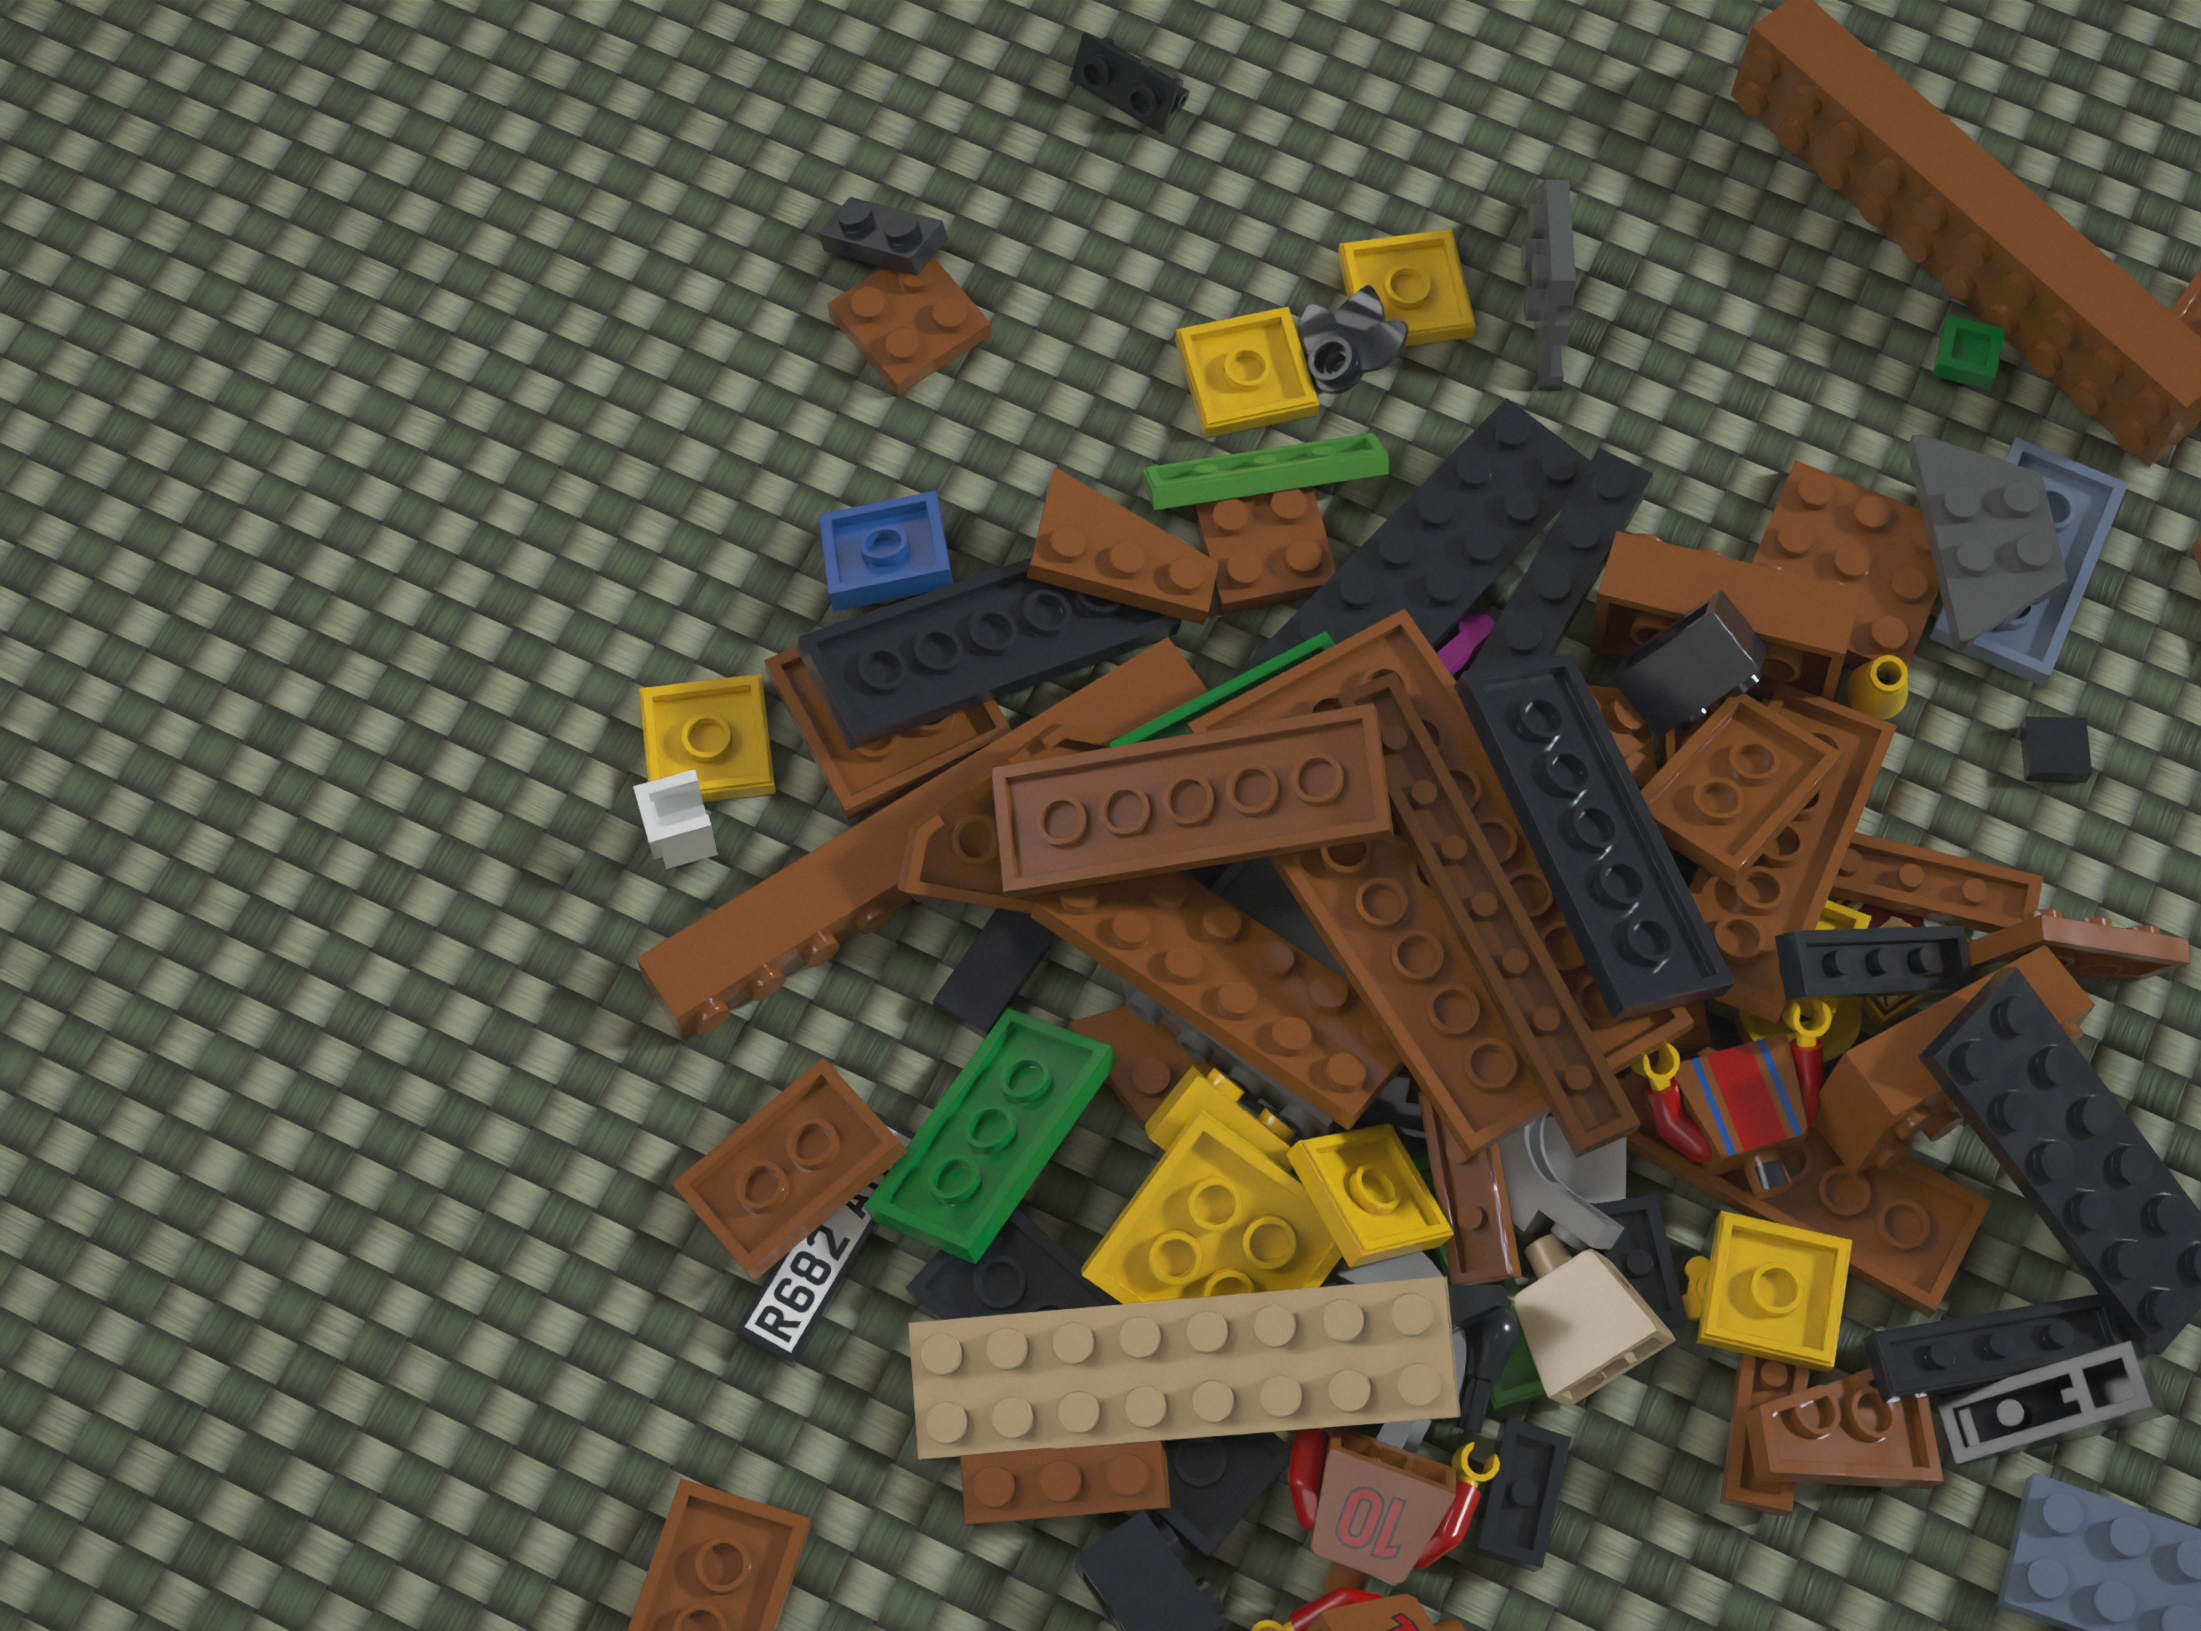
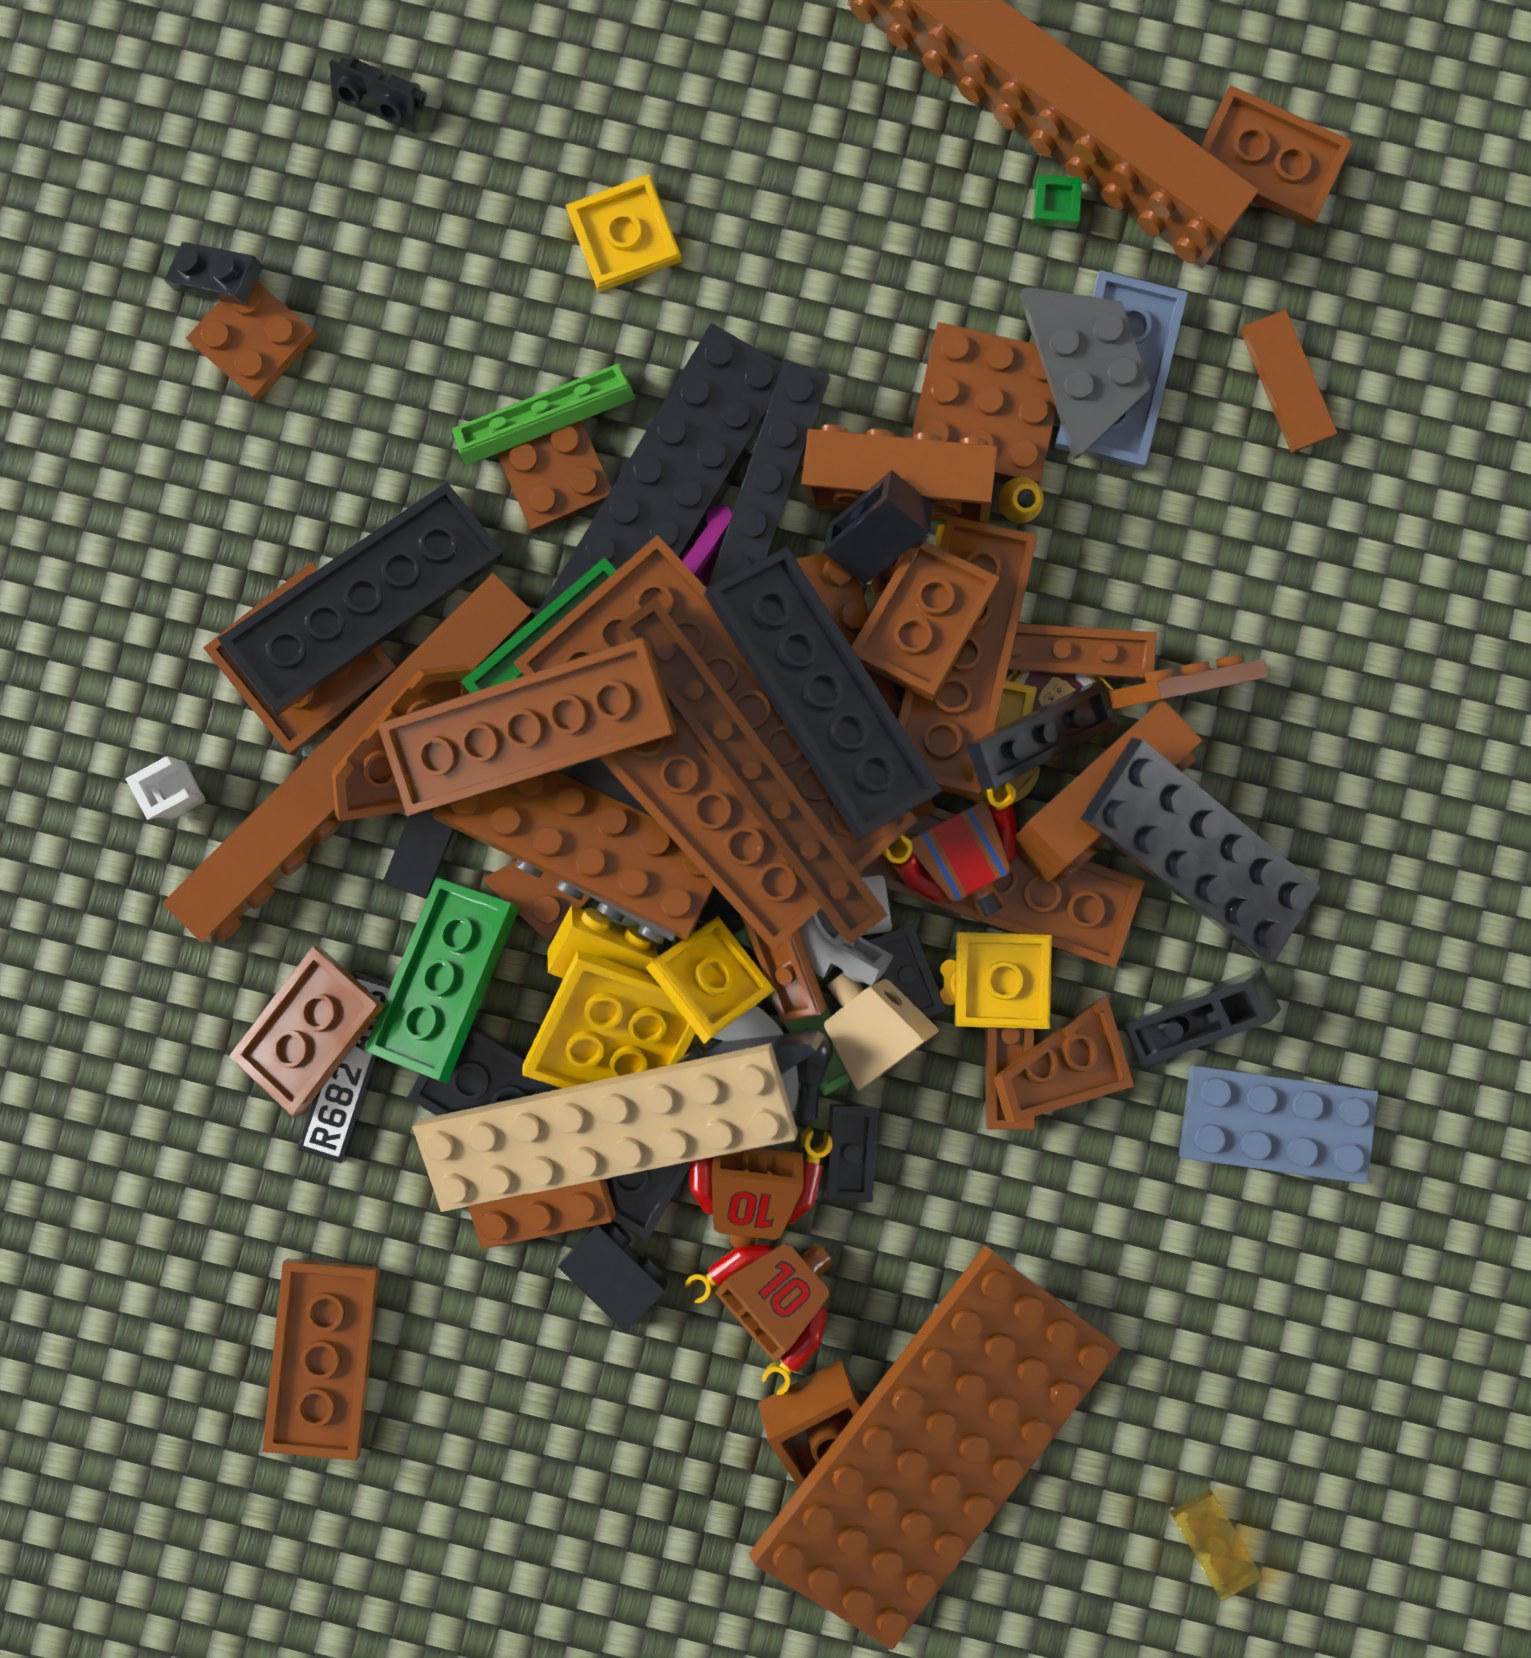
camera: 10 degrees left, 20 degrees up
(713, 729) = (178, 712): yellow tile -> none
(885, 551) = (271, 542): blue plate -> none
(1117, 555) = (442, 511): dark orange wing -> none
(1246, 372) = (515, 329): yellow tile -> none
(1352, 335) = (587, 284): black plate -> none
(1550, 258) = (728, 206): dark grey wing -> none
(1987, 1346) = (1158, 986): black tile -> none
(2055, 749) = (1155, 519): black tile -> none

